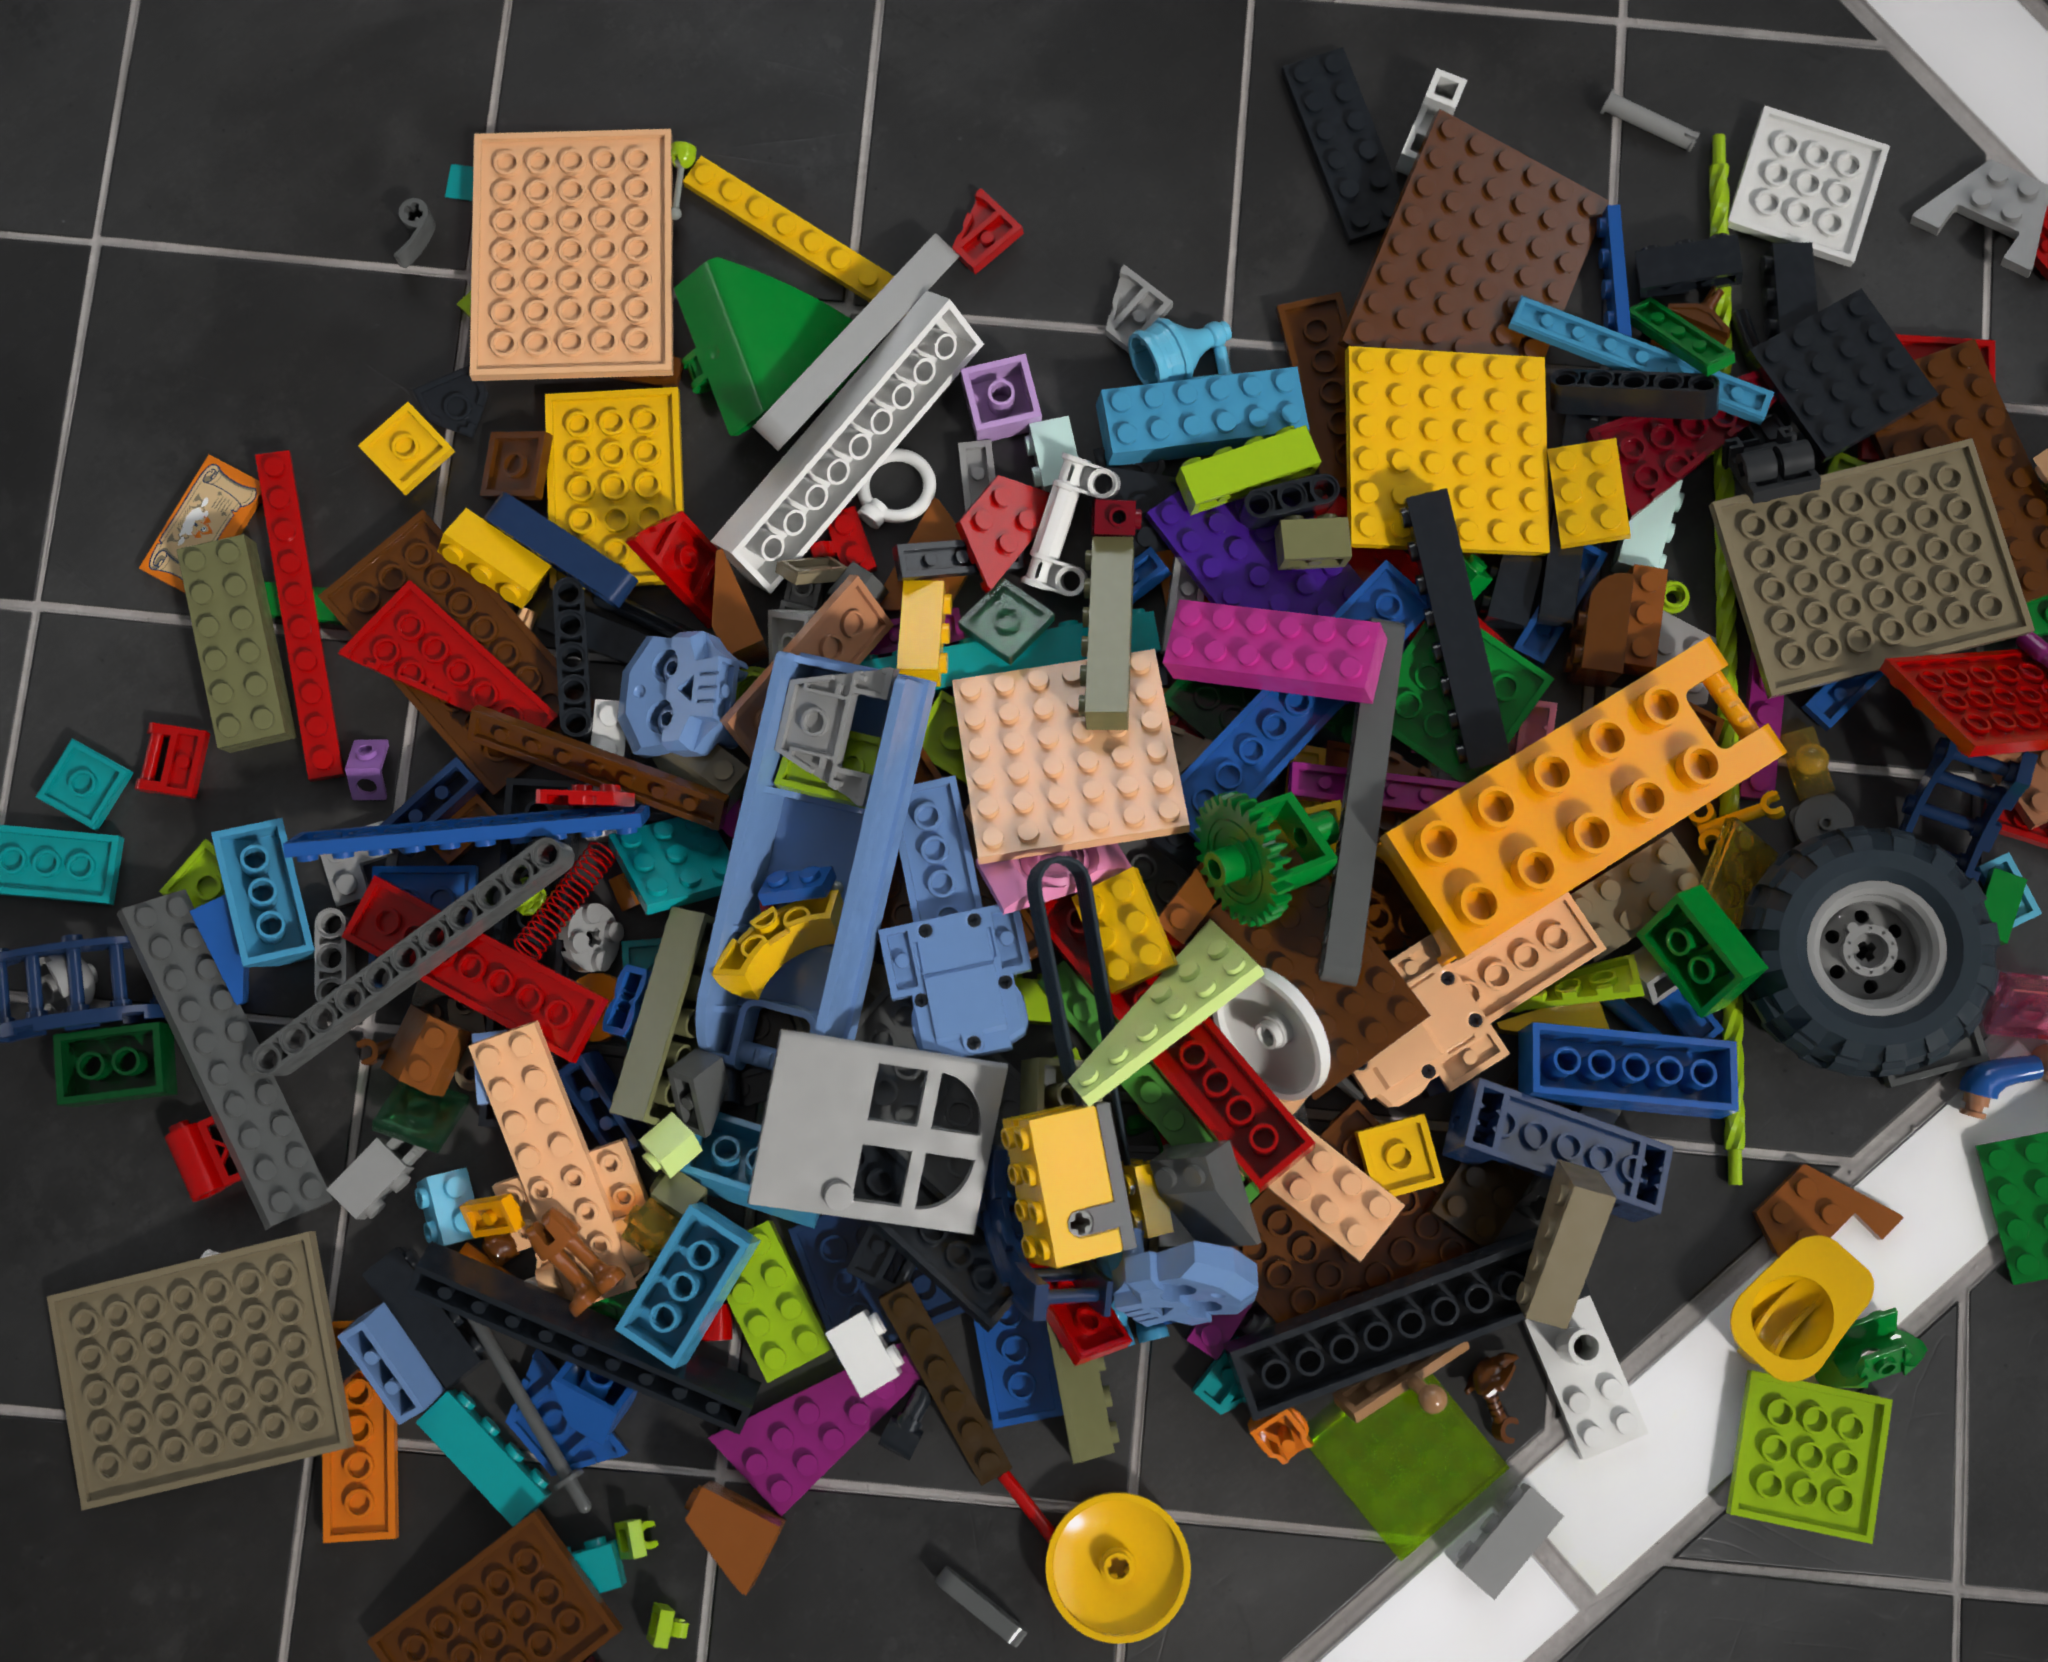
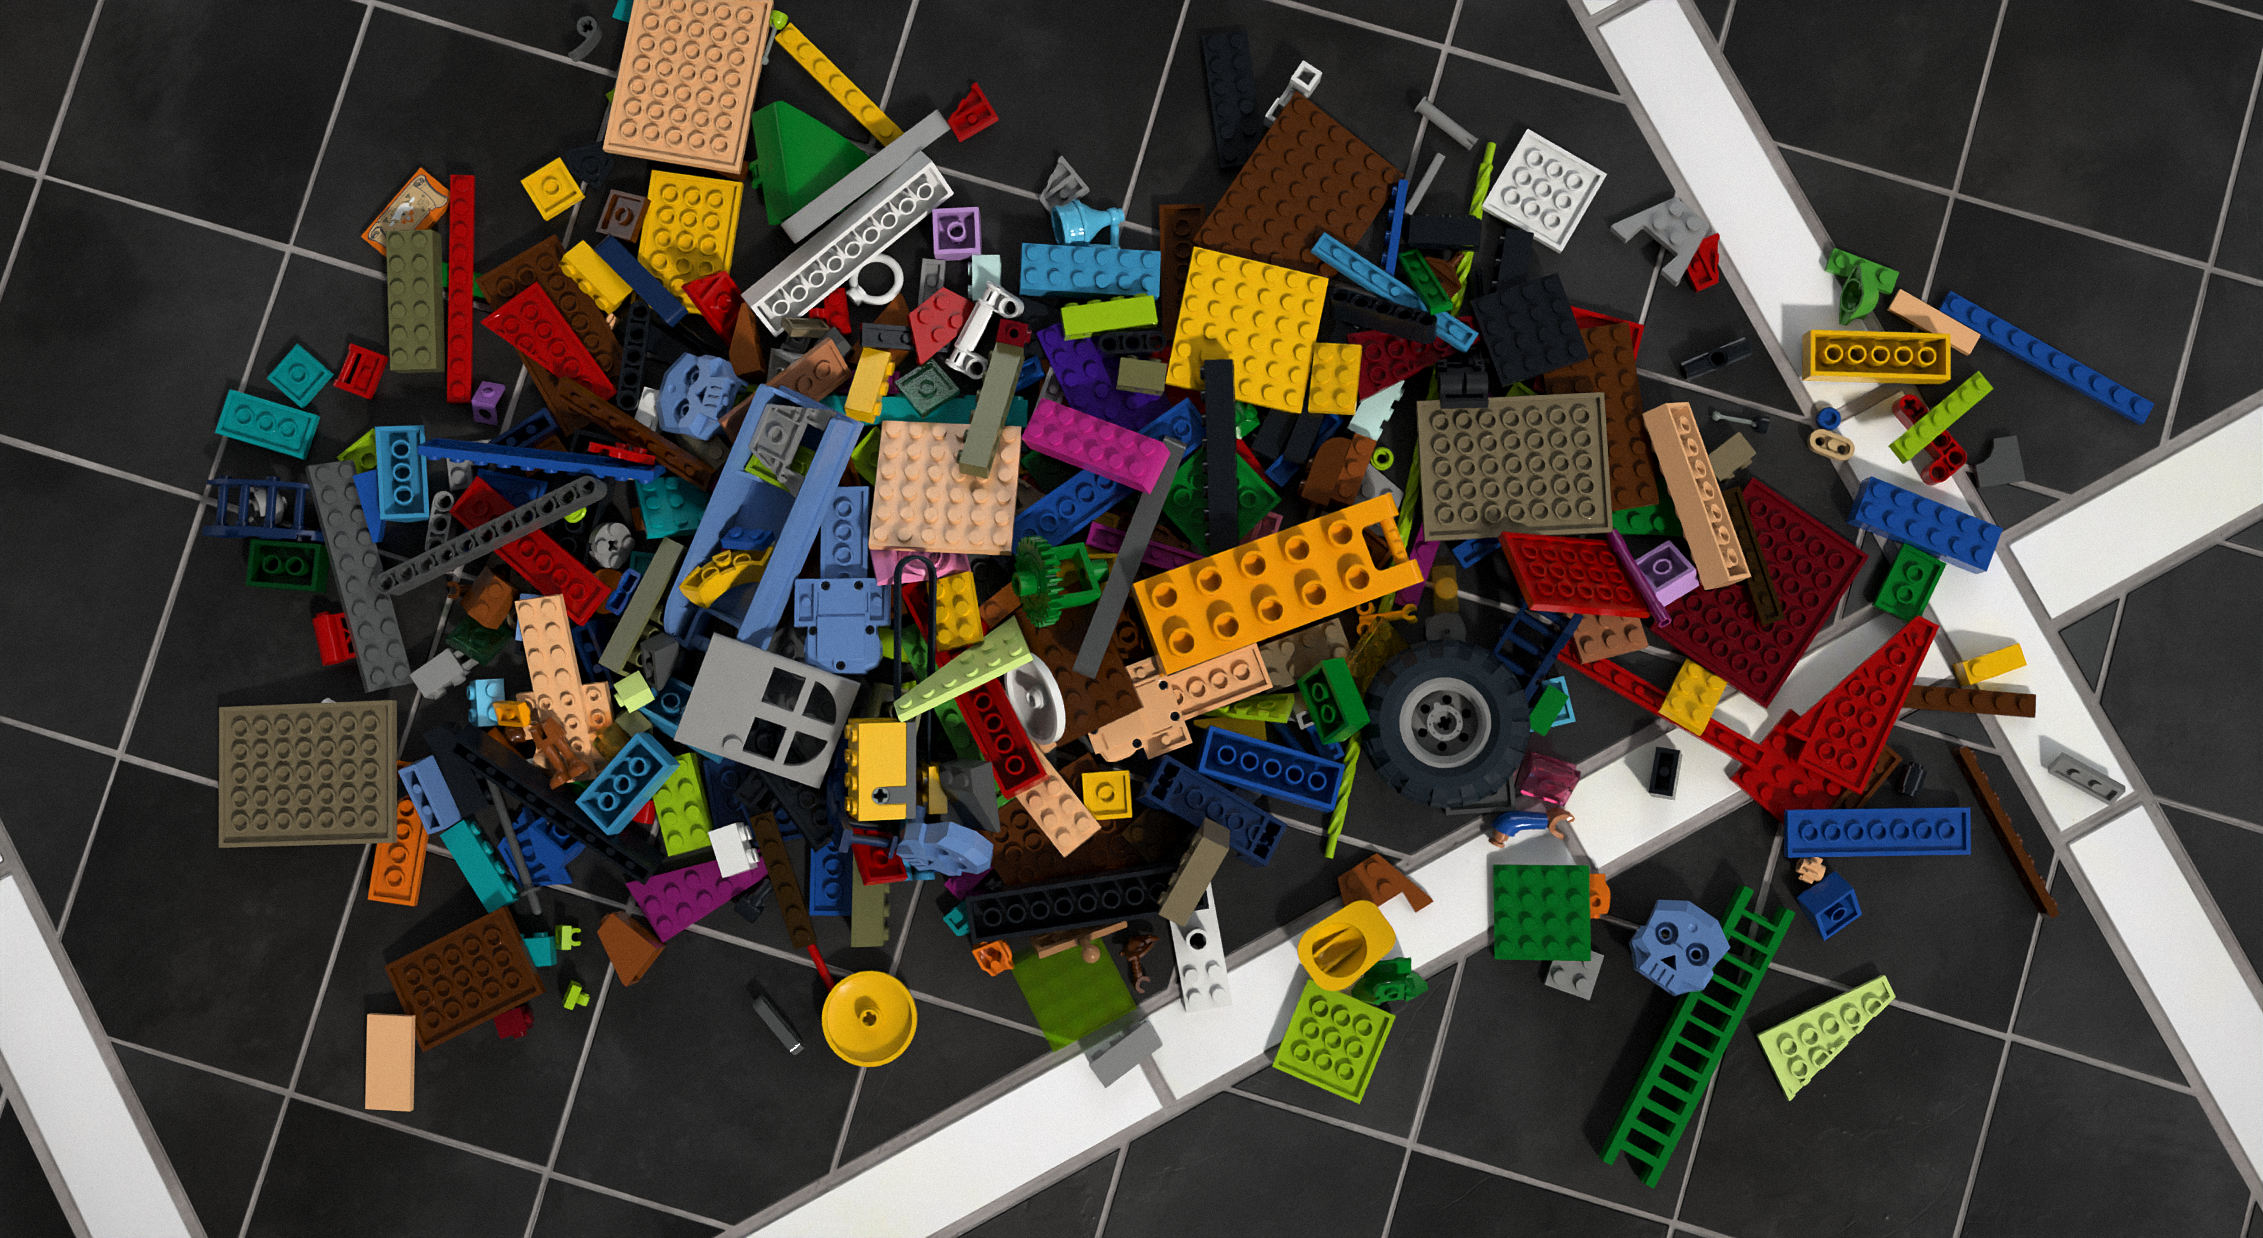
camera: 15 degrees right, 5 degrees up
(600, 861) = (601, 516): red piece -> none
(1640, 208) = (1423, 186): none -> light grey tile

